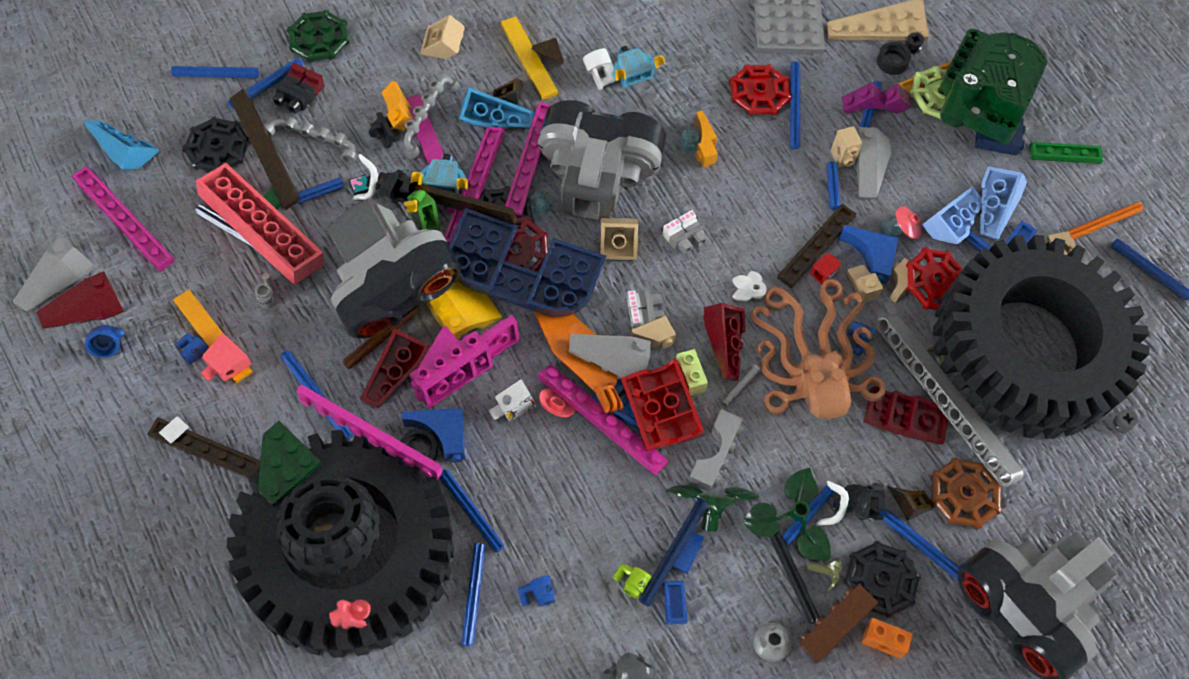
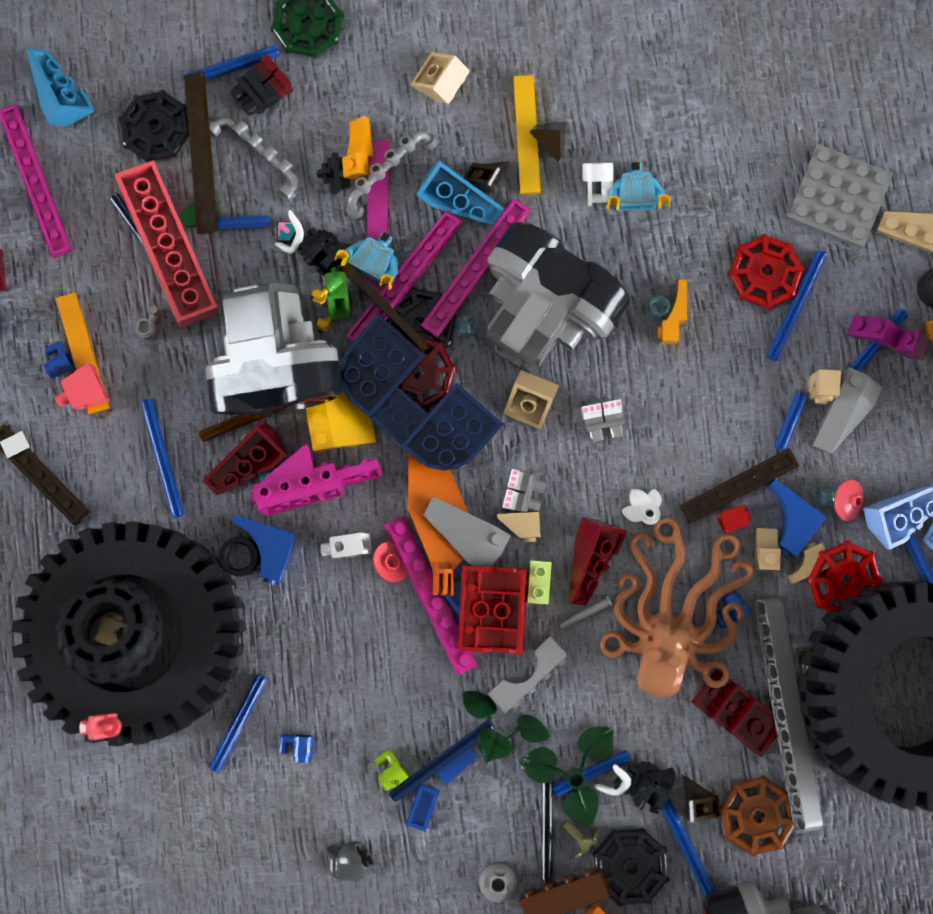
camera: 30 degrees right, 20 degrees up
(225, 72) = (182, 30): blue axle -> none
(283, 463) = (93, 543): dark green plate -> none
(375, 436) = (187, 552): dark pink plate -> none
(472, 512) = (266, 639): blue axle -> none

